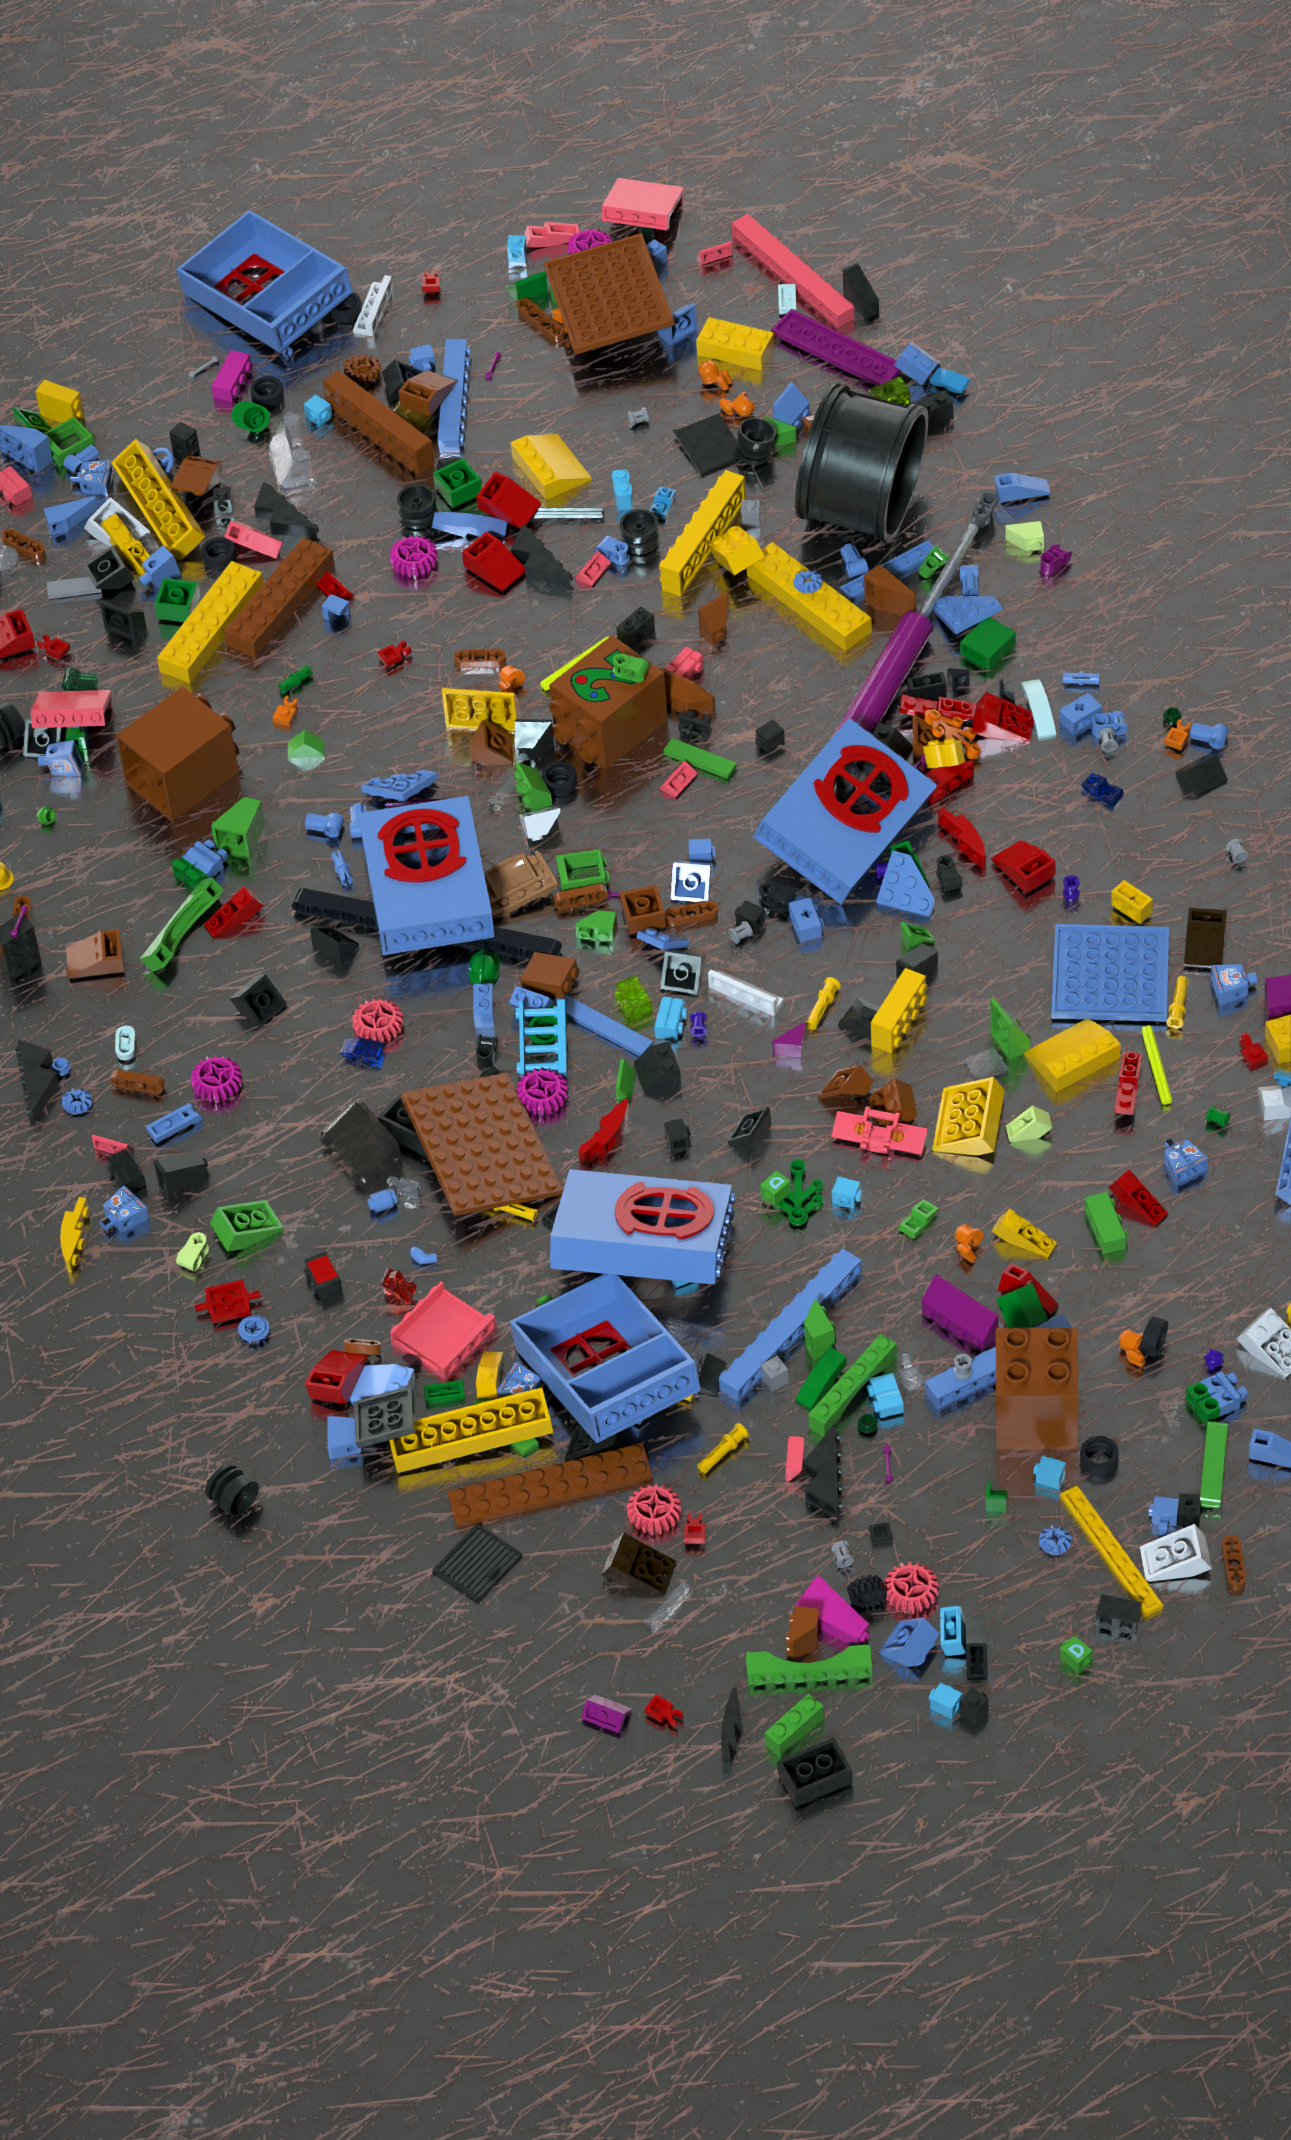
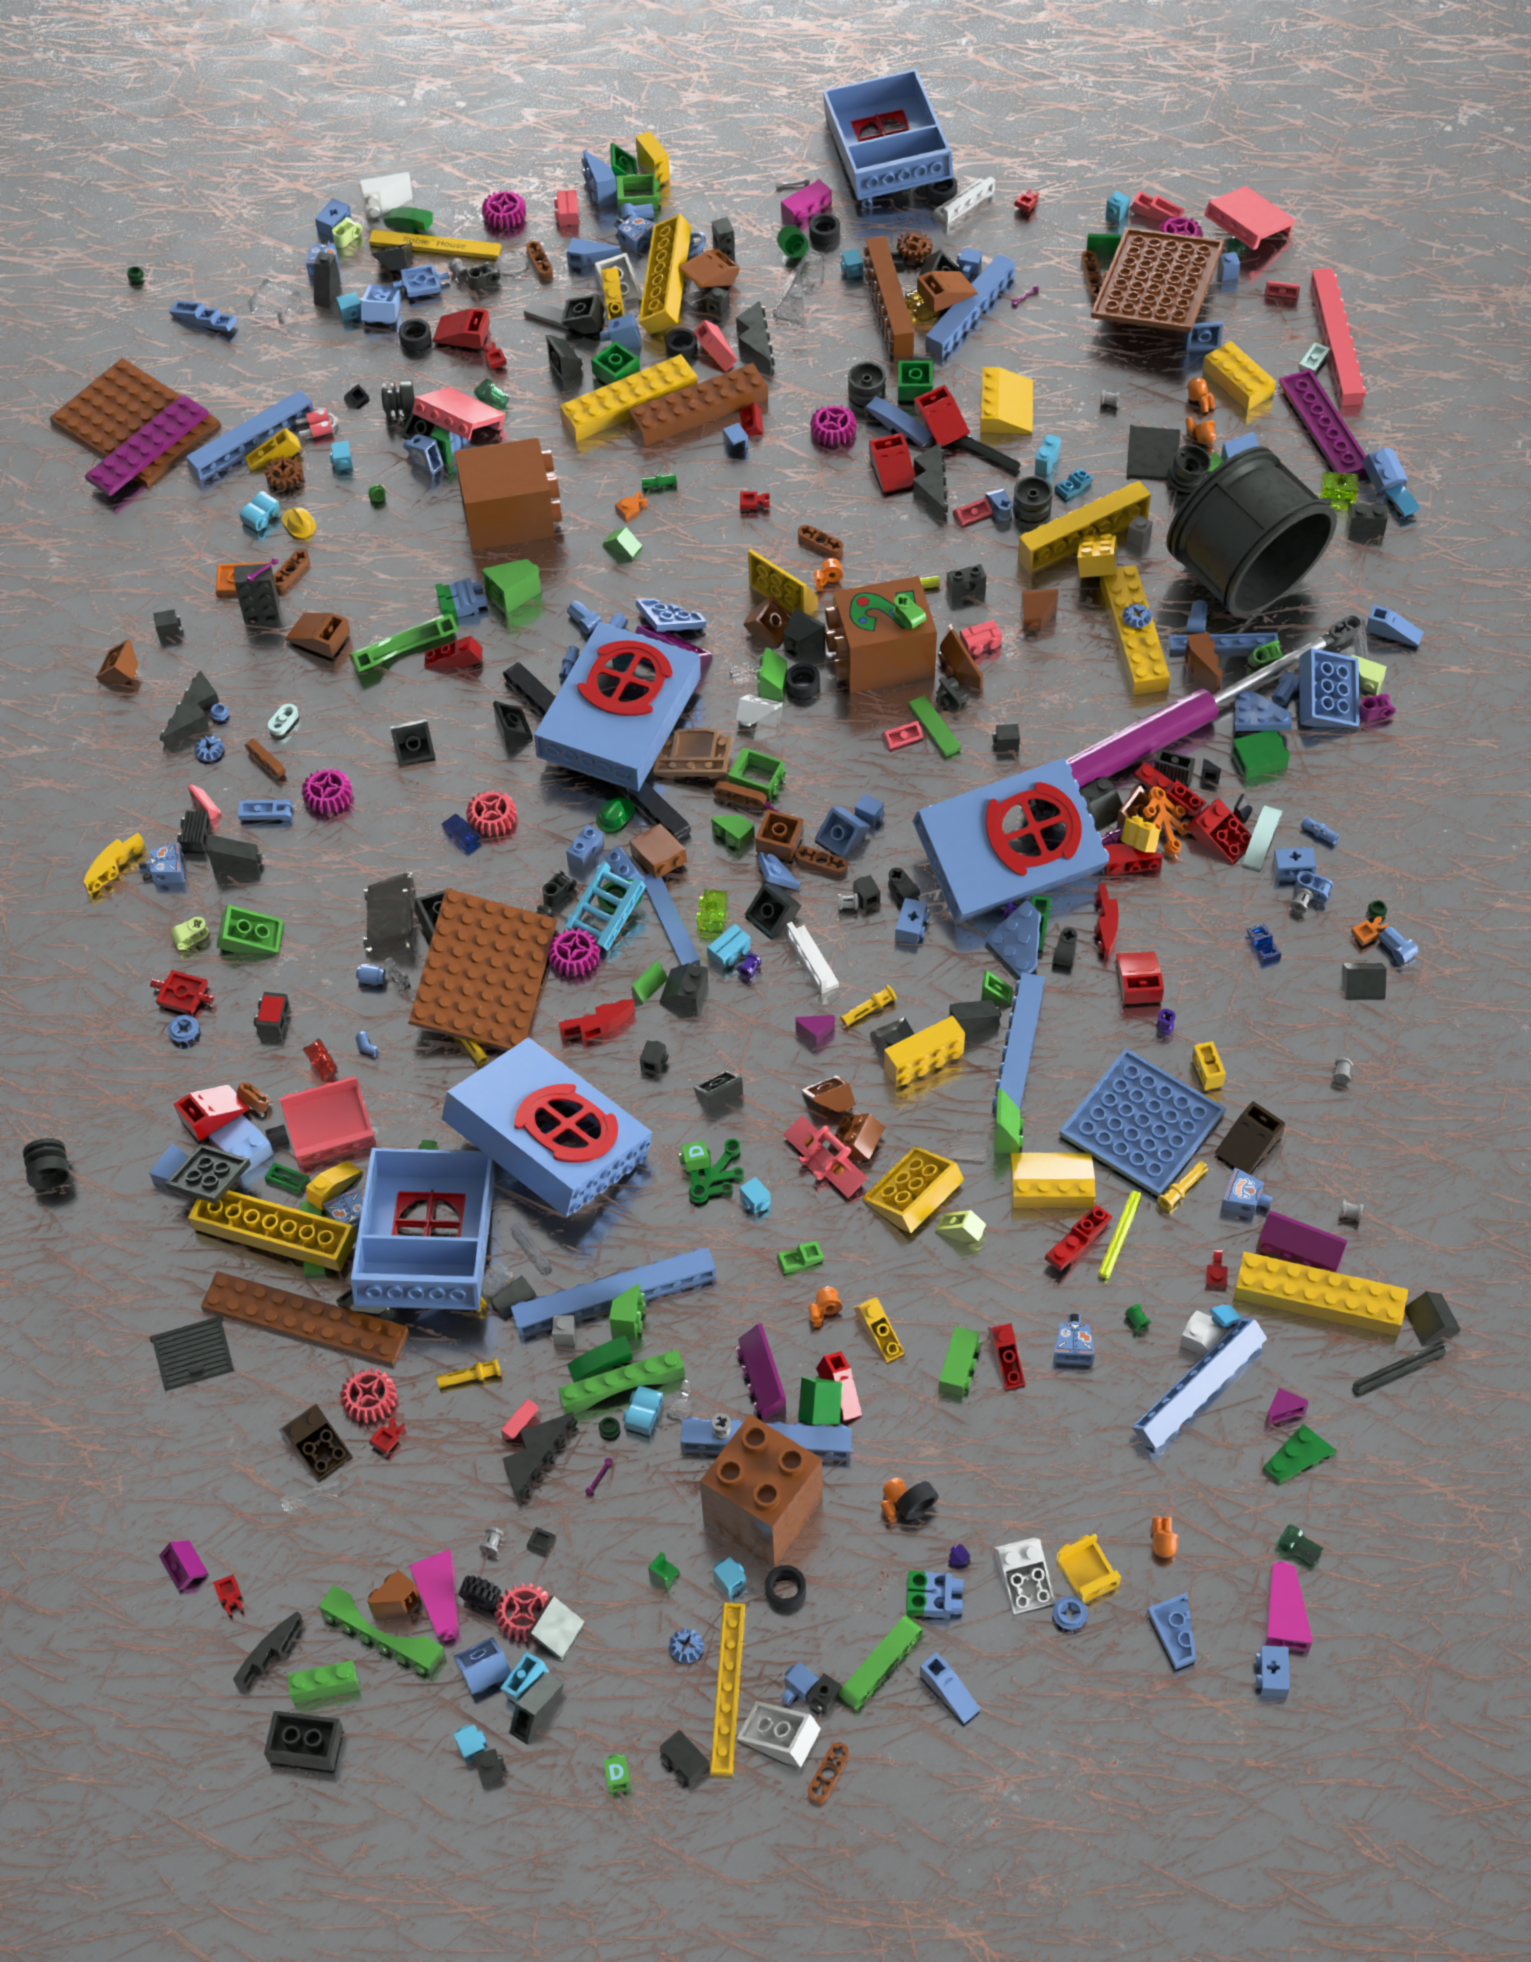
camera: 30 degrees right, 5 degrees up
(859, 291) = (1379, 382): pearl dark grey slope -> none
(946, 1581) = (556, 1627): none -> tile
(965, 961) = (1020, 1037): none -> medium blue brick
(1007, 563) = (1328, 689): none -> medium blue slope

